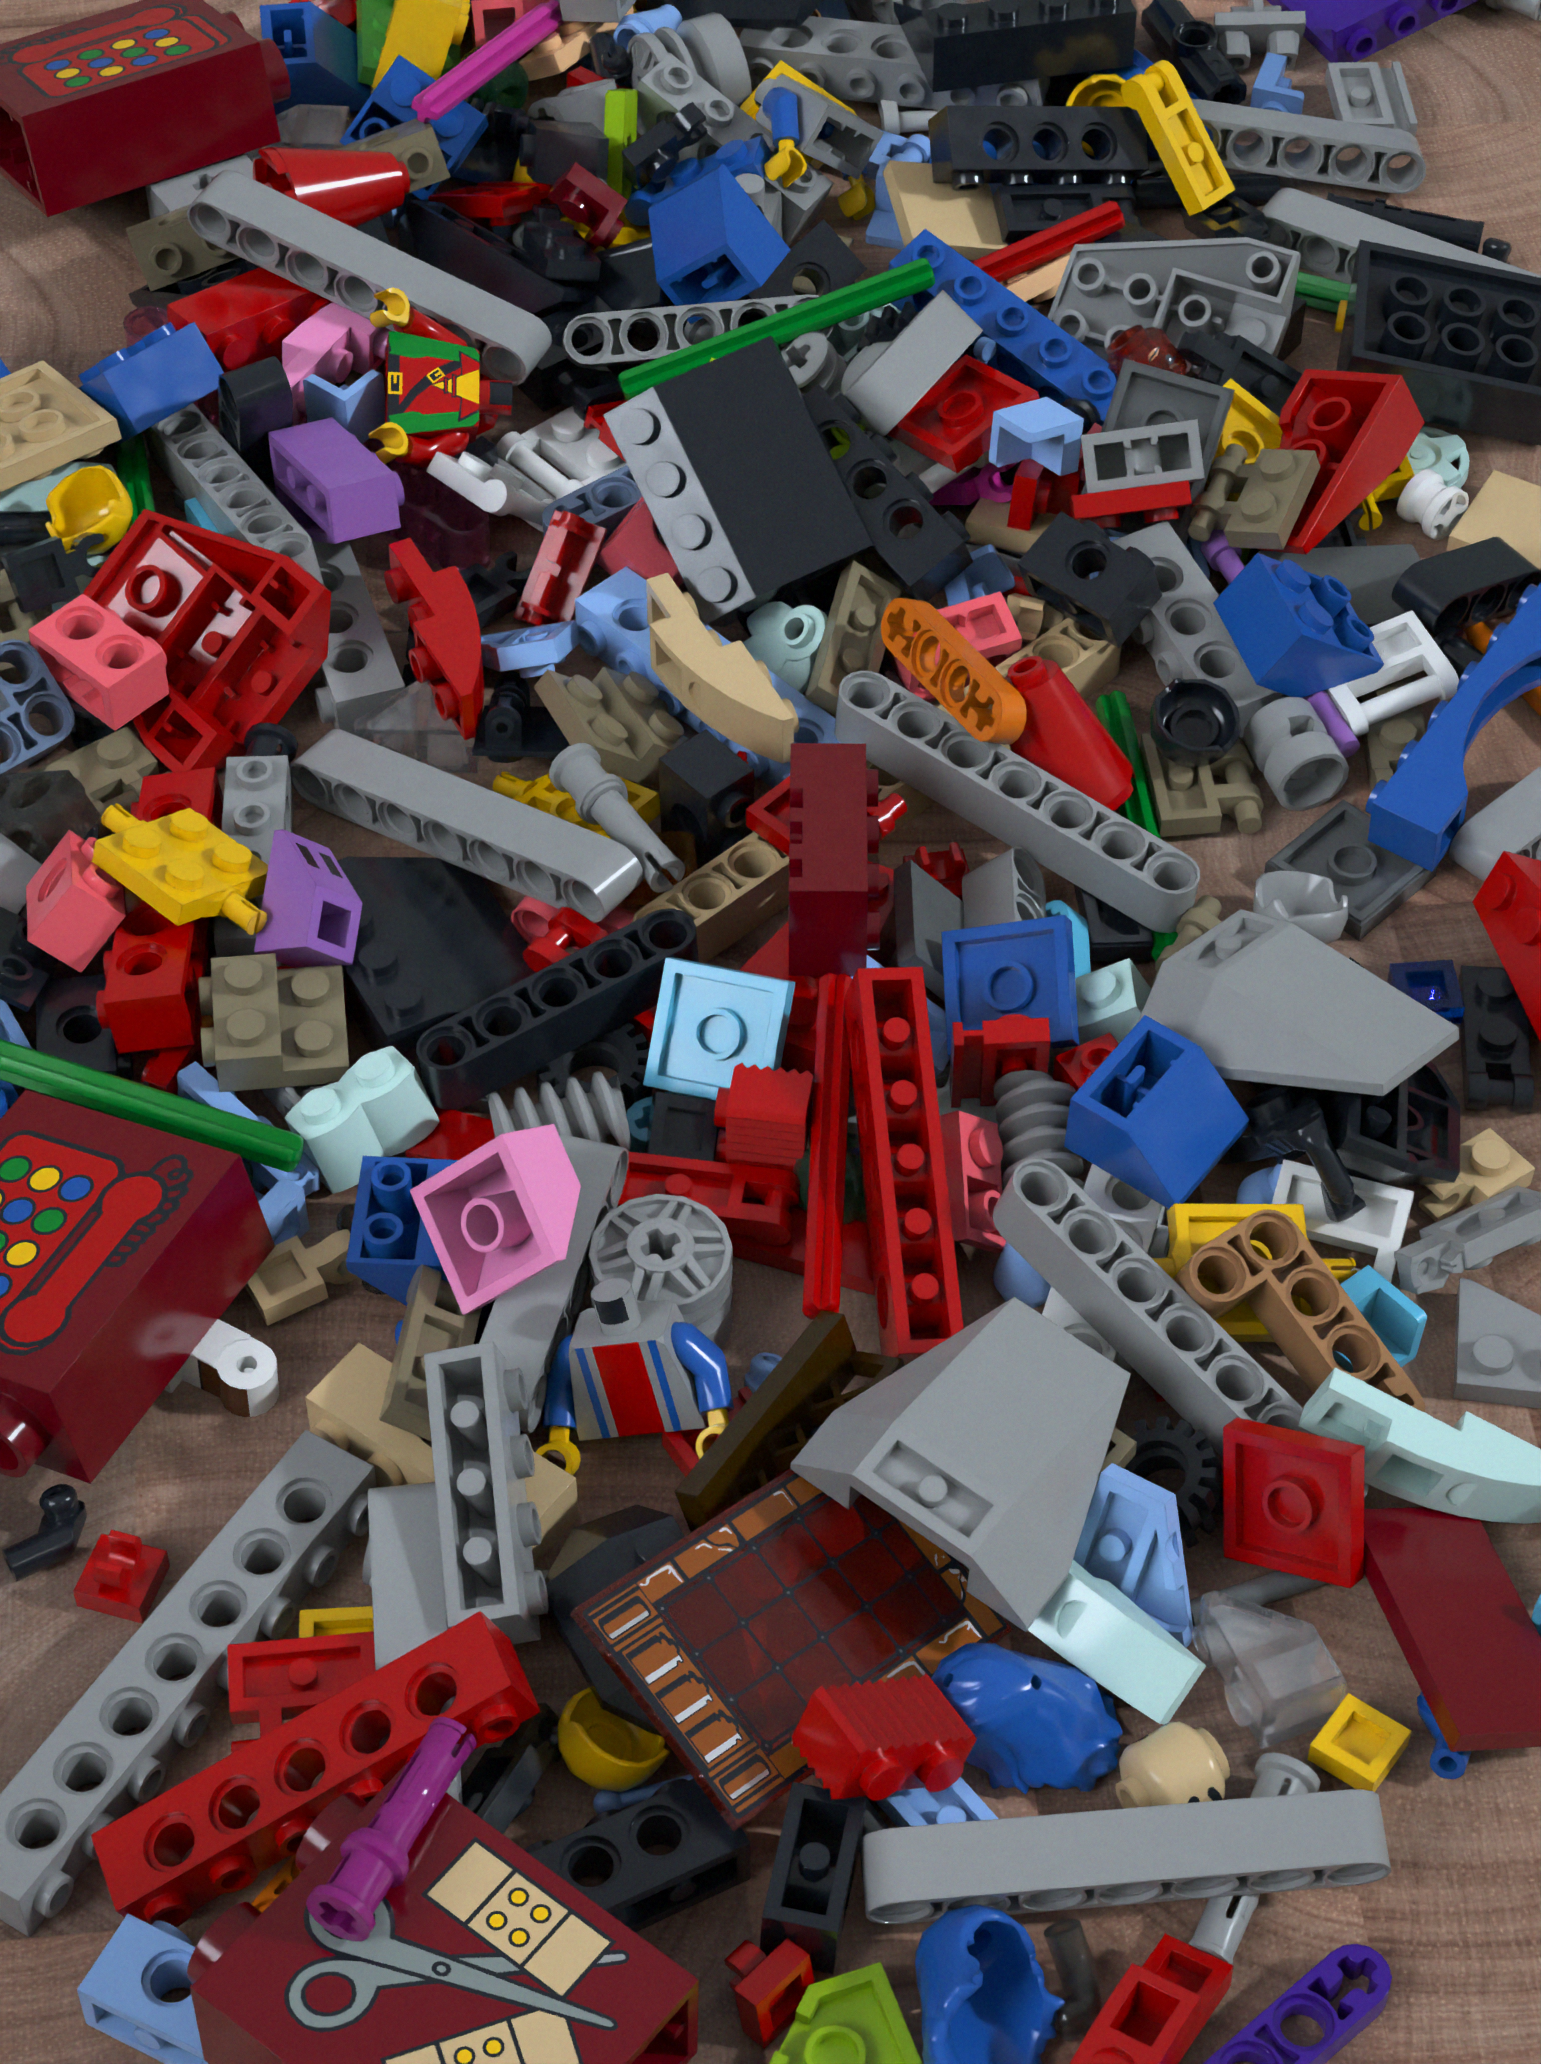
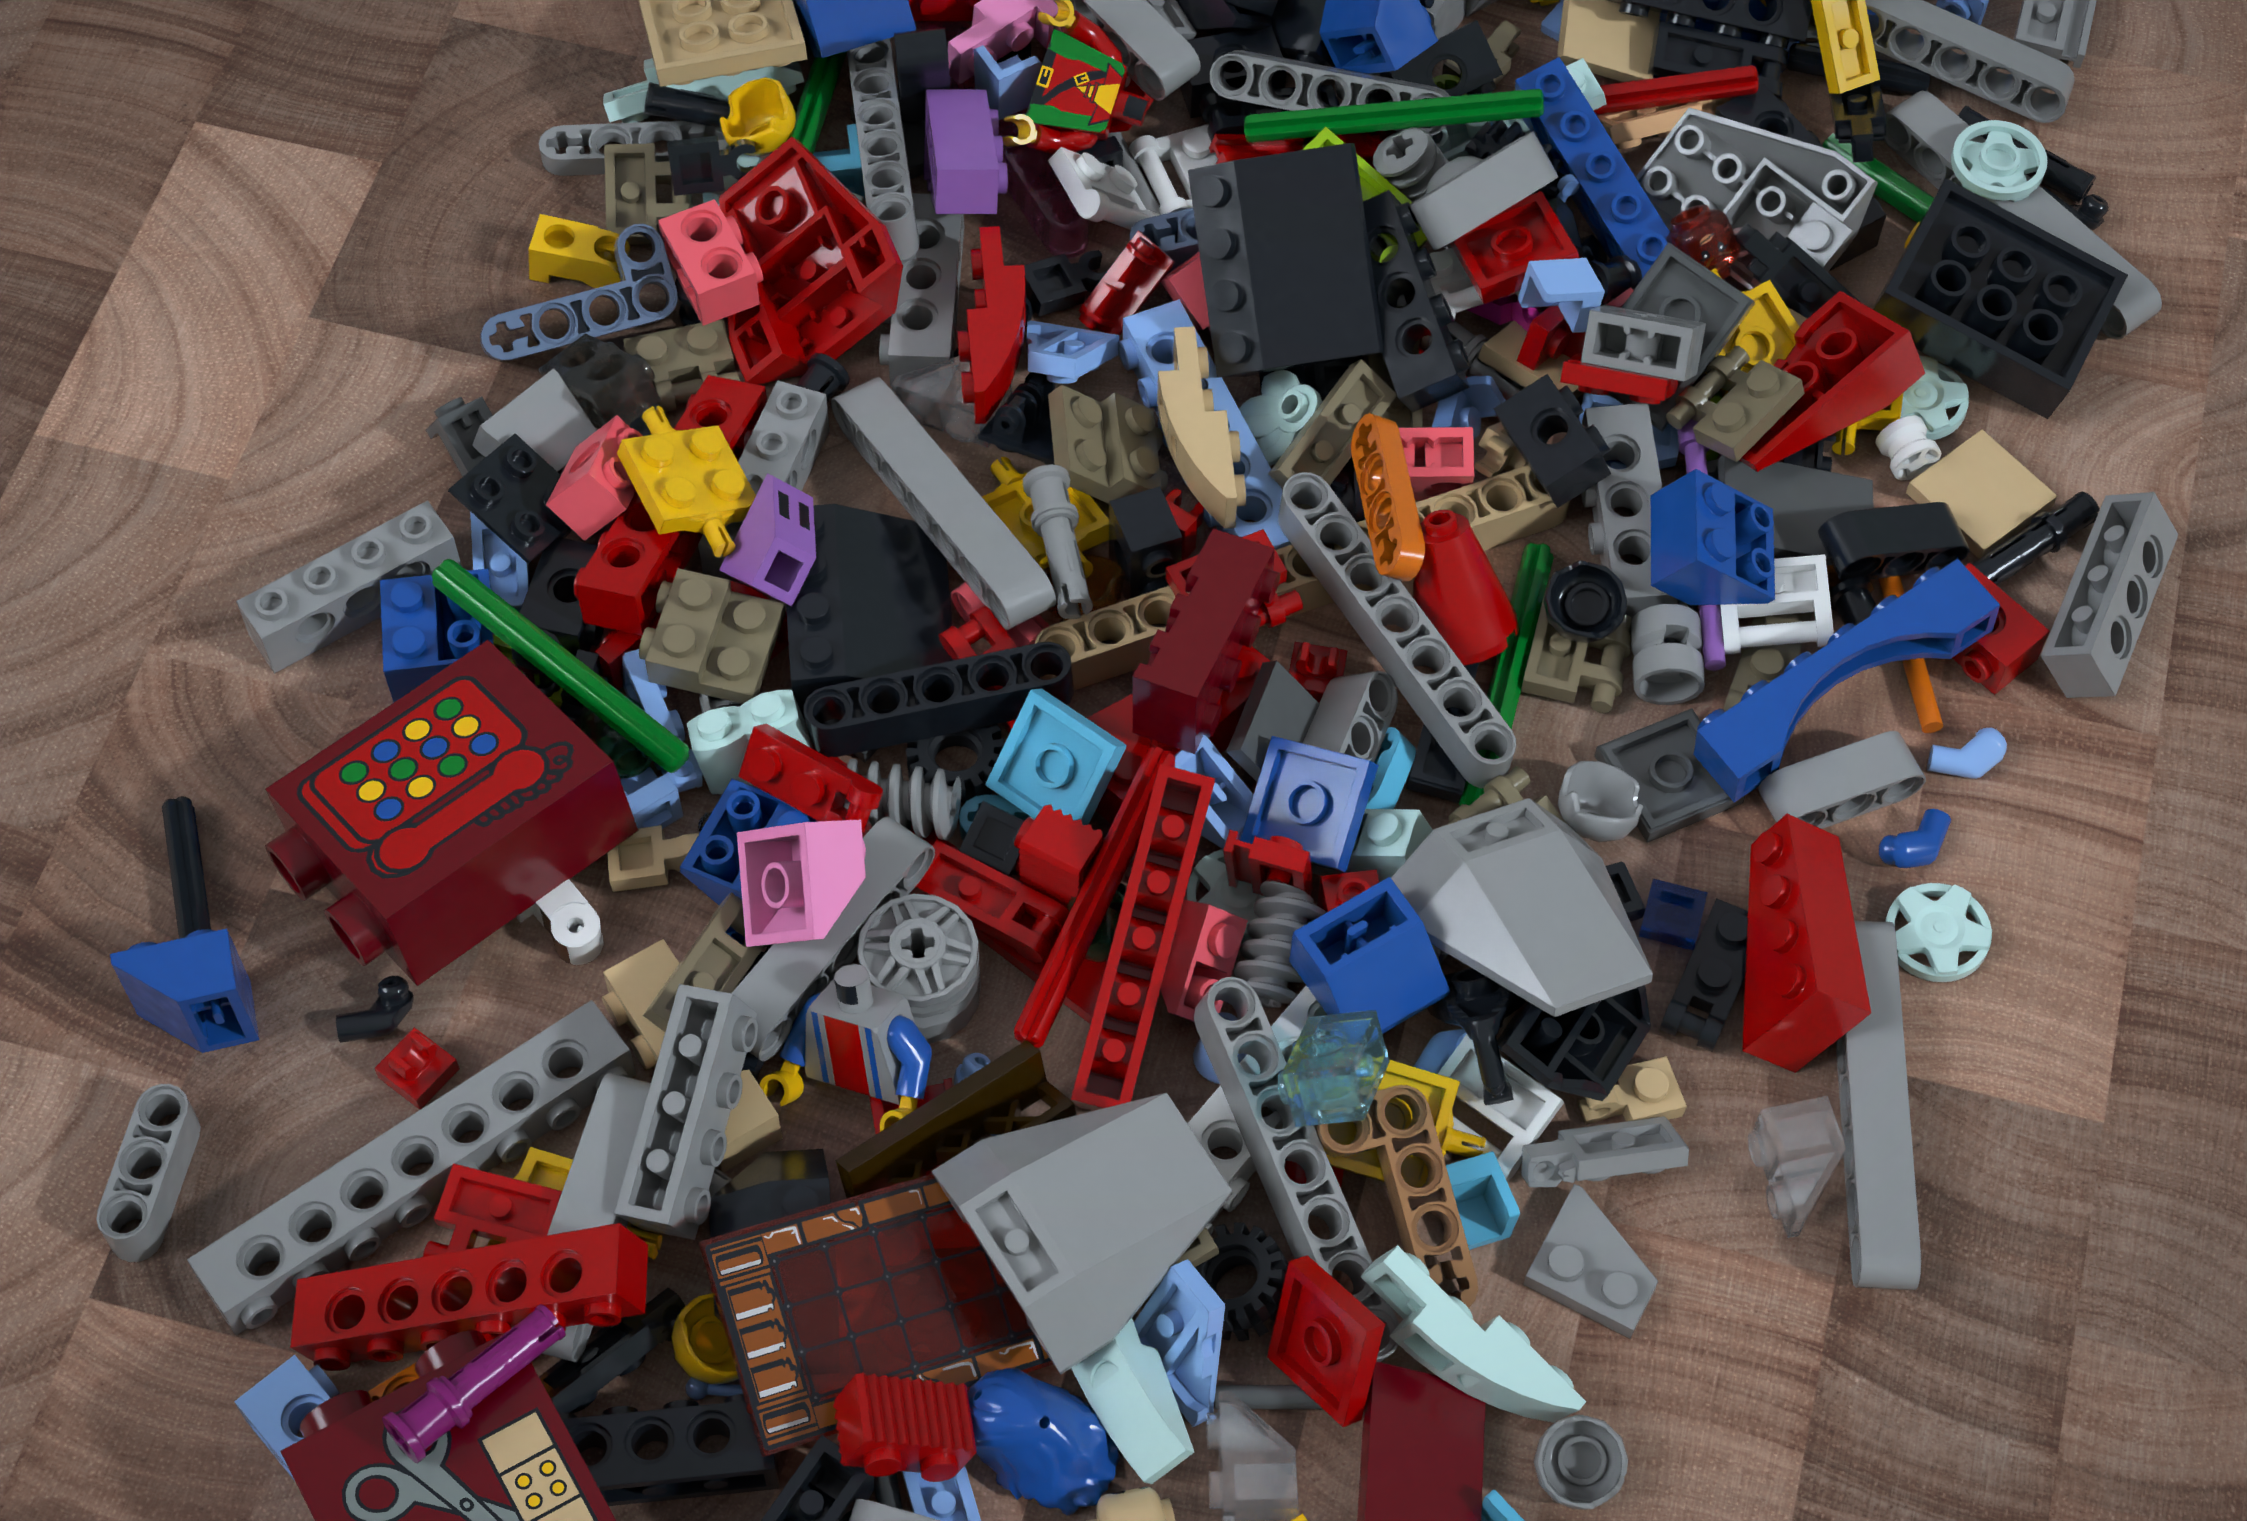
camera: 20 degrees right, 10 degrees up
(444, 1121) = (807, 778): none -> red plate
(1181, 1215) = (1334, 1069): none -> clear light blue brick
(1392, 223) = (1997, 164): none -> light aqua wheel

